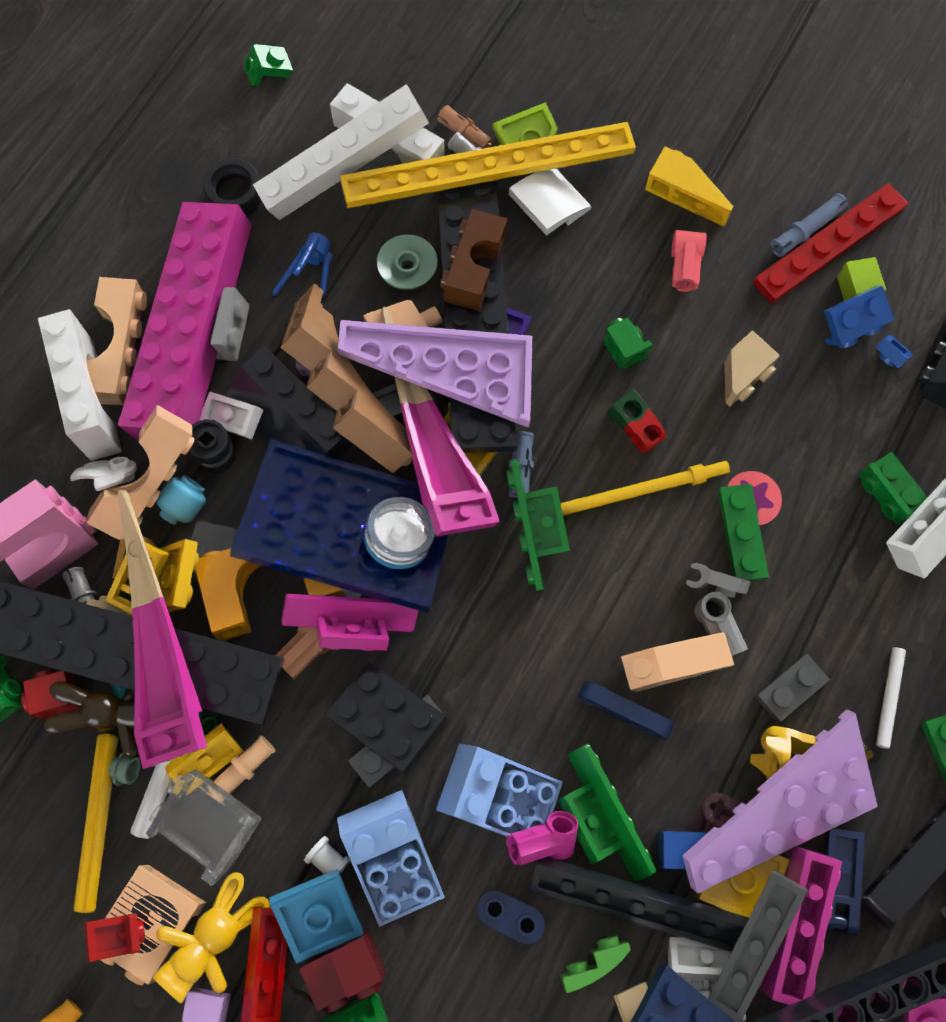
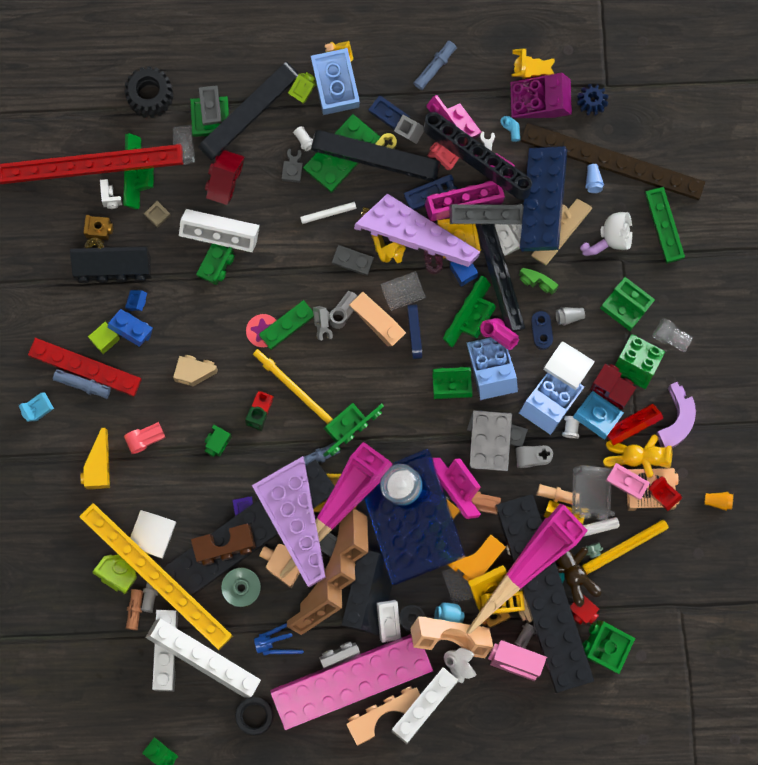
camera: 120 degrees left, 5 degrees up
(175, 888) = (627, 481): none -> bright pink plate
(325, 762) = (529, 456): none -> light grey piece
(425, 922) = (569, 365): none -> white slope
(508, 977) = (569, 315): none -> light grey cone
(510, 716) = (452, 383): none -> green bracket
(701, 734) = (402, 291): none -> clear plate
(806, 152) = (36, 408): none -> medium azure bracket
(897, 941) = (443, 155): none -> coral bracket

